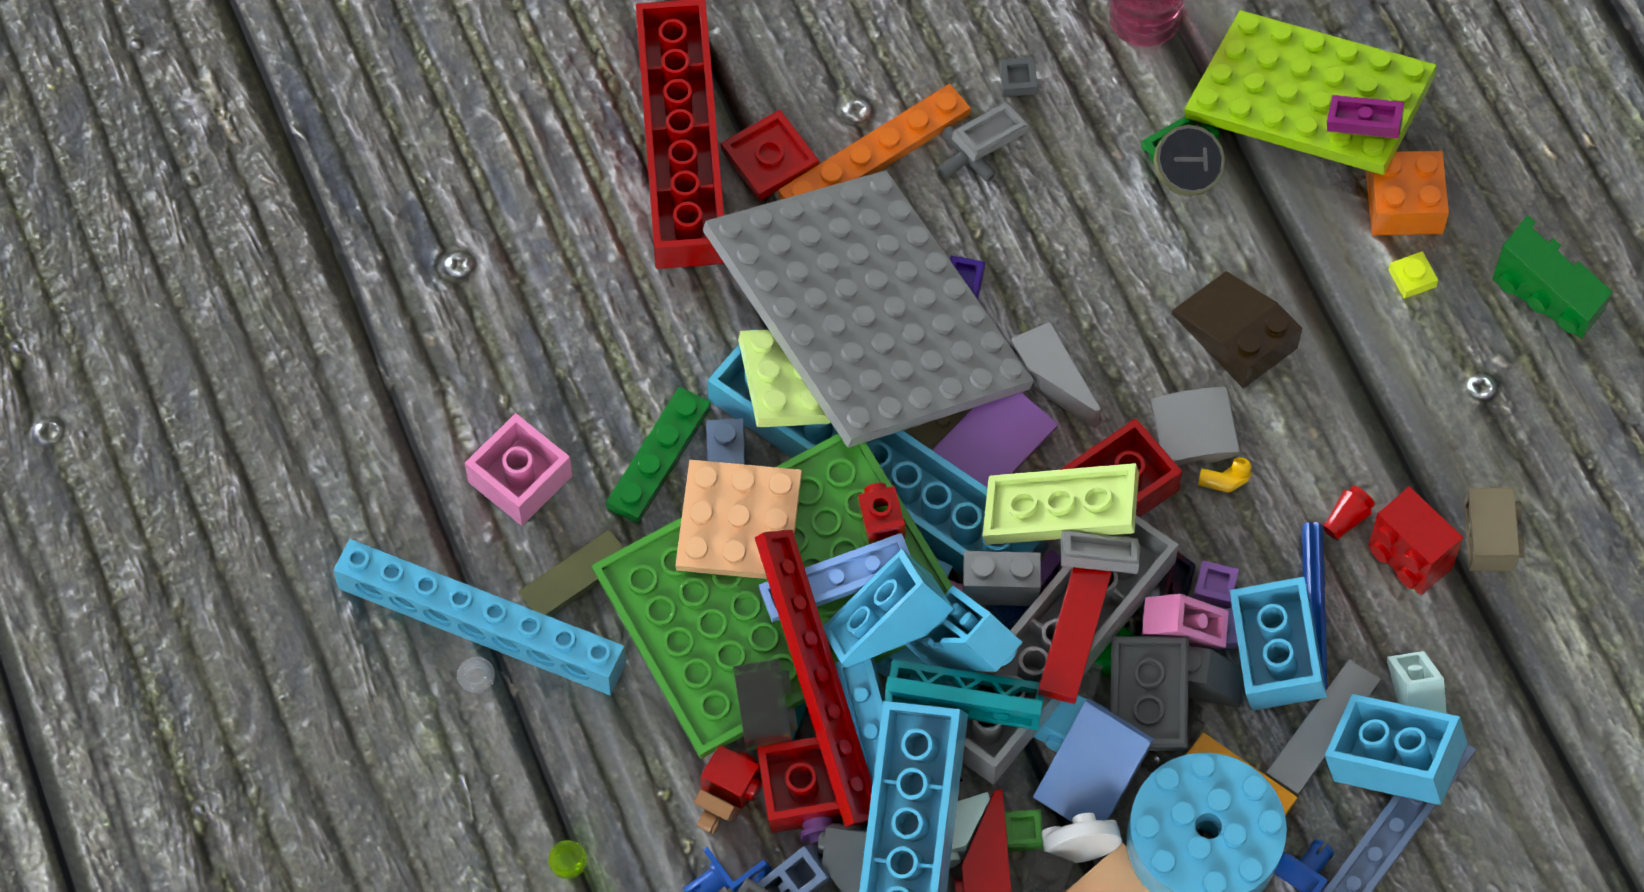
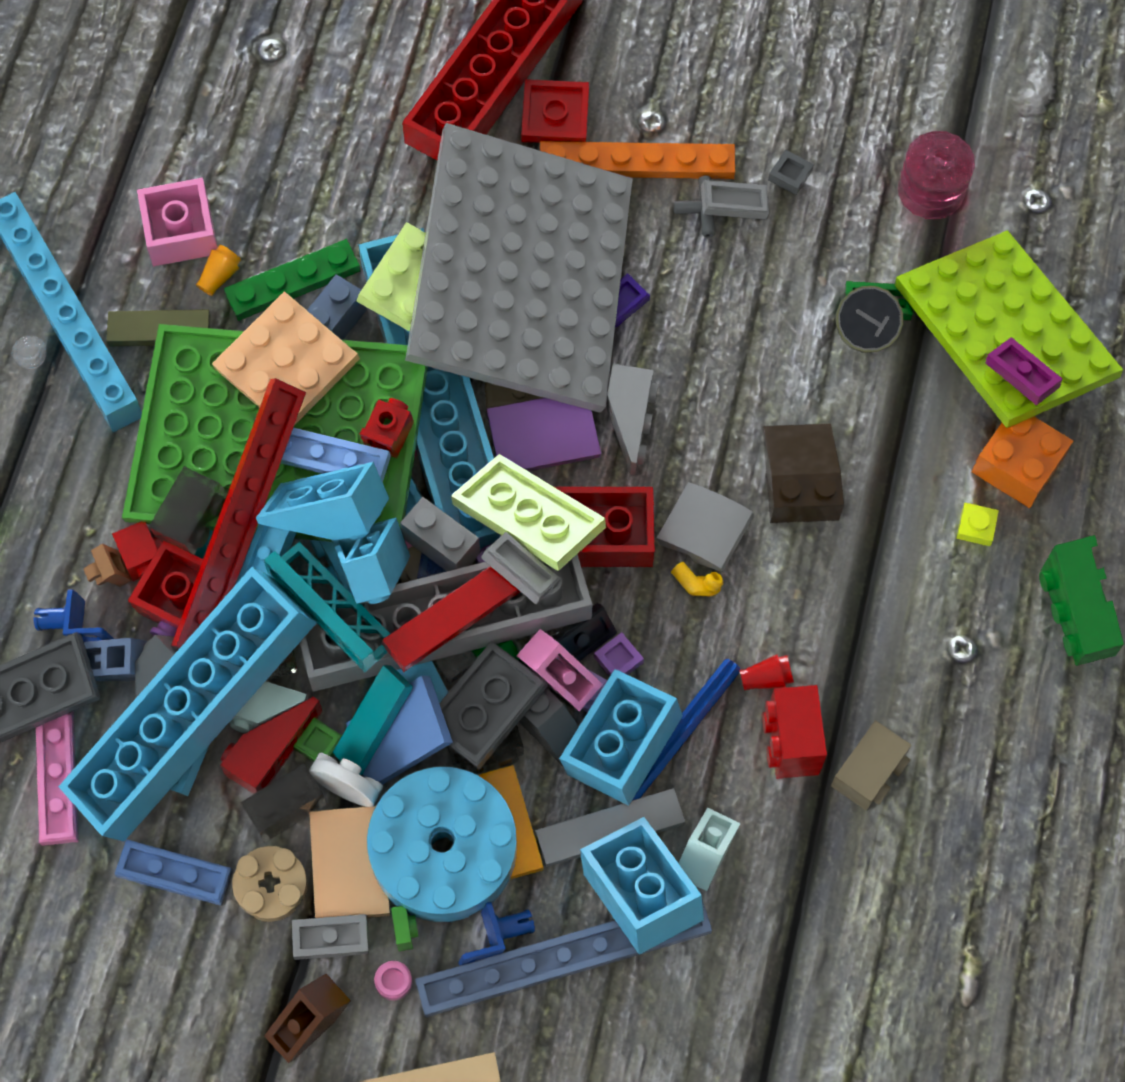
camera: 35 degrees right, 5 degrees up
(587, 487) = (218, 269): none -> light orange cone
(1062, 769) = (373, 717): none -> teal tile

